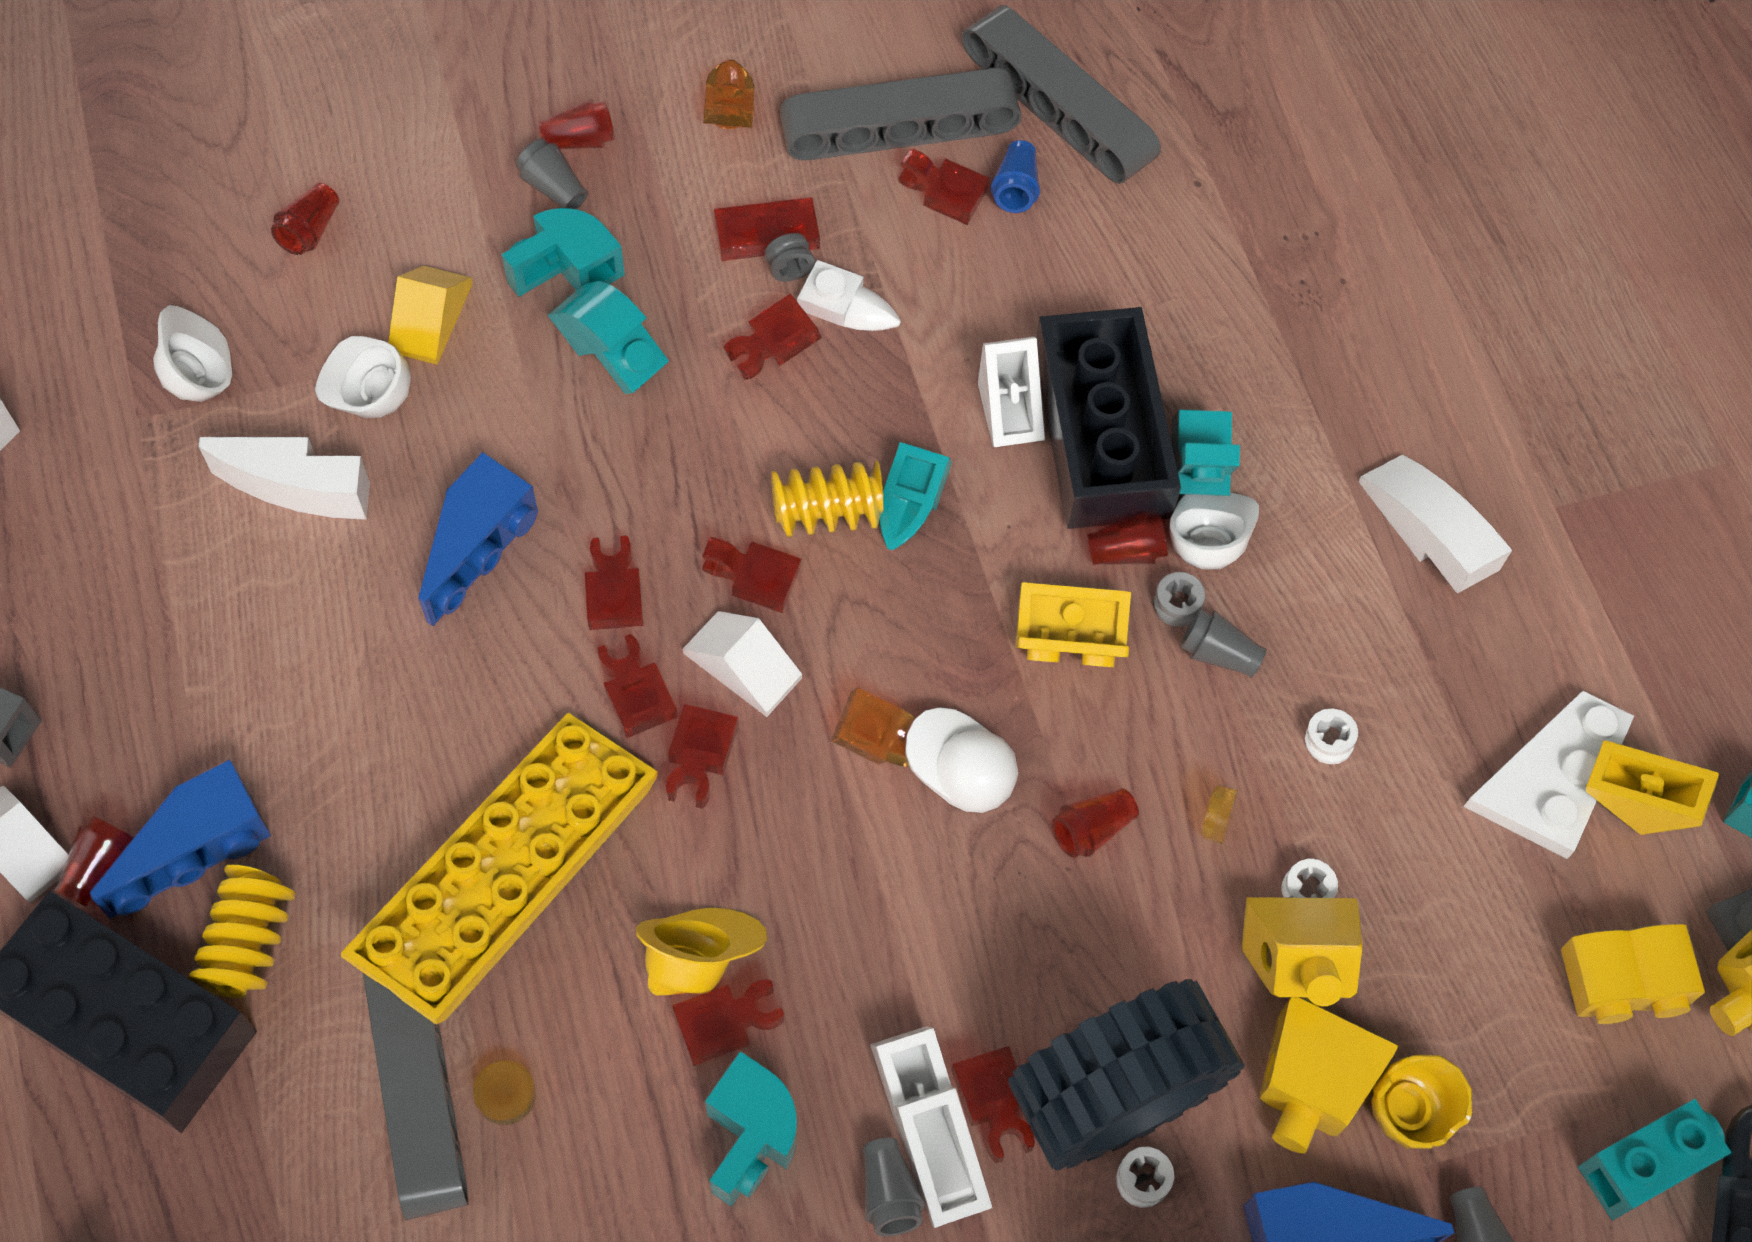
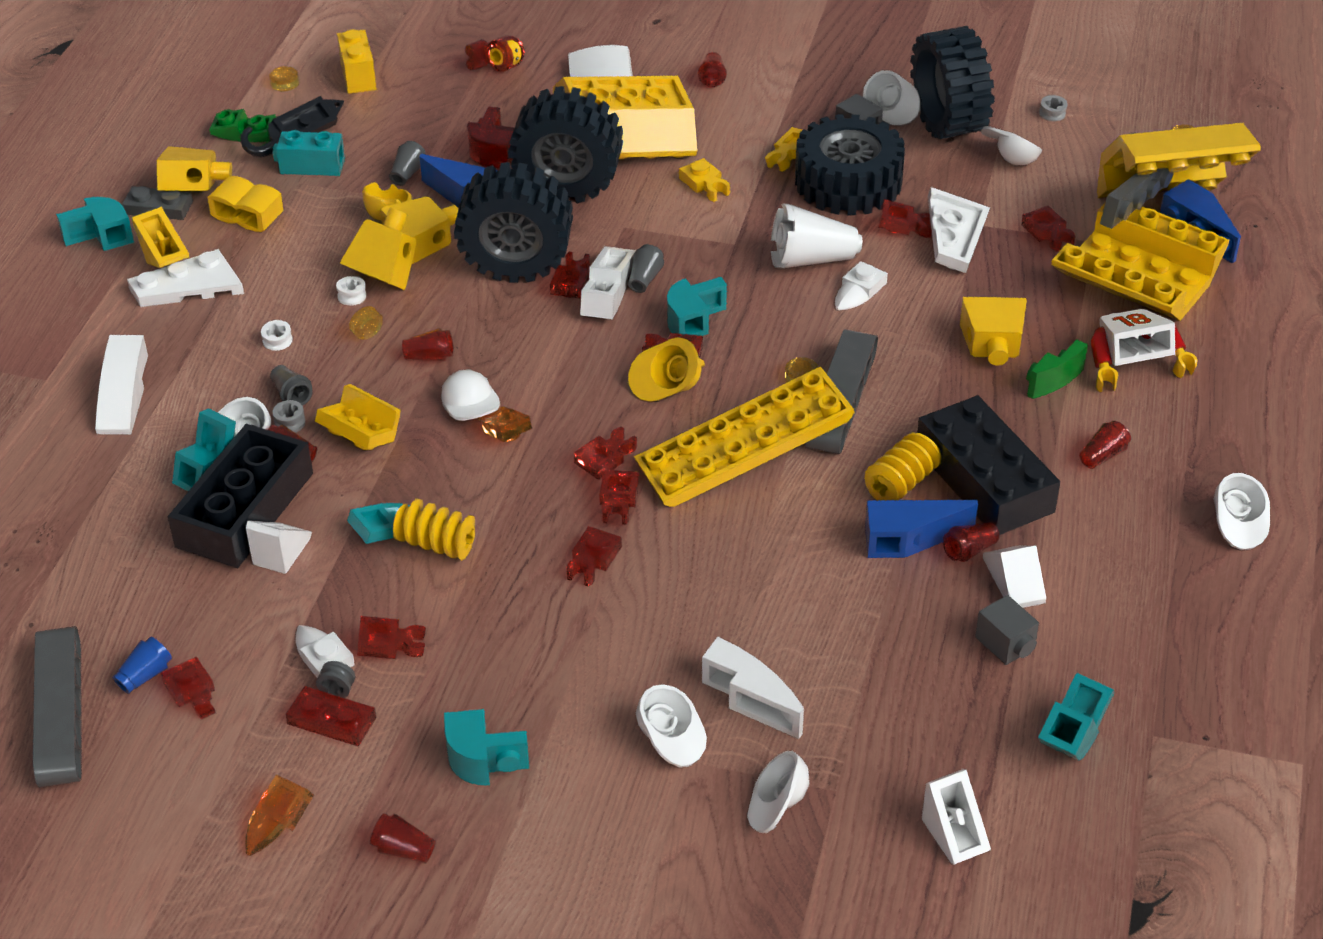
camera: 145 degrees left, 20 degrees down
(304, 220) = (644, 861): clear red cone -> none
(426, 311) = (592, 762): yellow slope -> none
(475, 525) = (656, 607): blue slope -> none
(548, 171) = (448, 815): dark grey cone -> none
(610, 326) = (493, 677): teal brick -> none
(744, 659) = (550, 490): white slope -> none
(759, 576) = (506, 523): clear red plate -> none
(899, 114) = (176, 740): dark grey beam -> none

